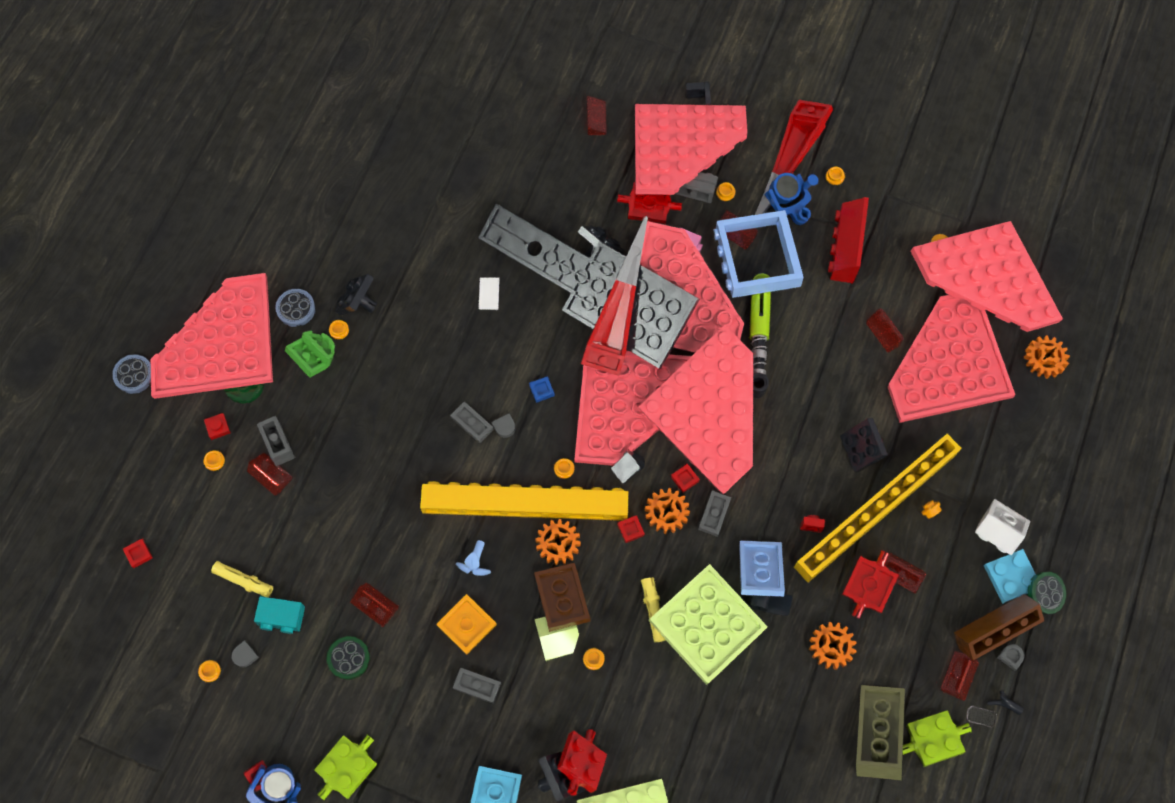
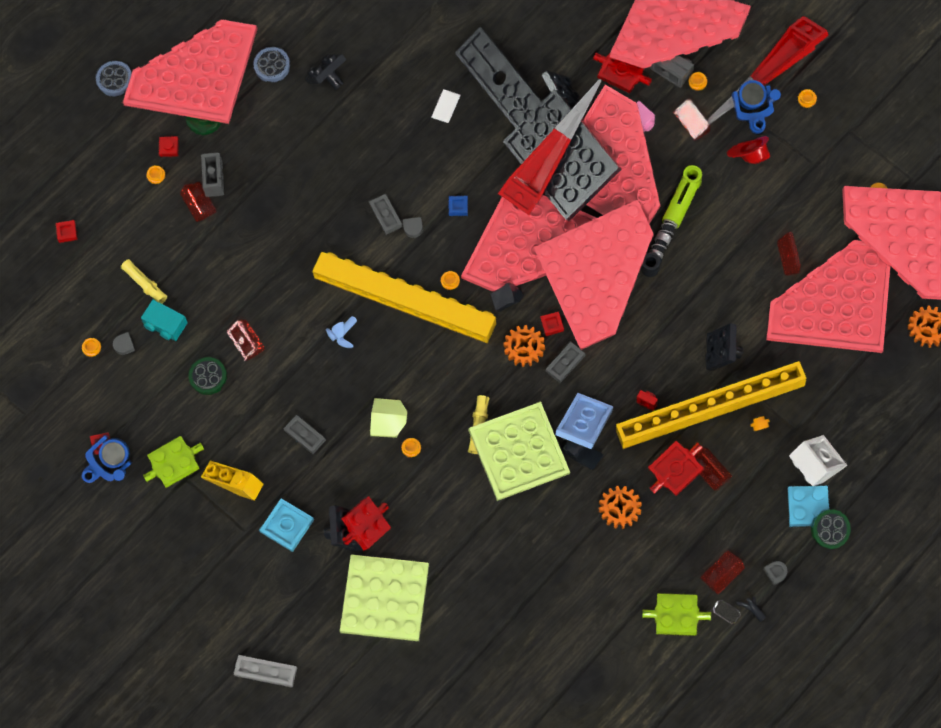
camera: 30 degrees right, 0 degrees up
(312, 352) = (271, 108): bright green slope -> none
(338, 329) = (301, 96): light orange plate -> none
(418, 764) = (233, 480): none -> yellow slope
(466, 624) = (315, 382): light orange plate -> none
(562, 597) = (403, 386): reddish brown plate -> none
(565, 539) = (426, 340): orange gear -> none
(630, 529) = (486, 351): red plate -> none
(738, 289) = (693, 176): light blue window -> none
(809, 240) = (751, 151): none -> red piece
(848, 240) = (790, 162): red slope -> none
(880, 732) = (629, 592): olive slope -> none
(999, 626) = (773, 541): reddish brown brick -> none

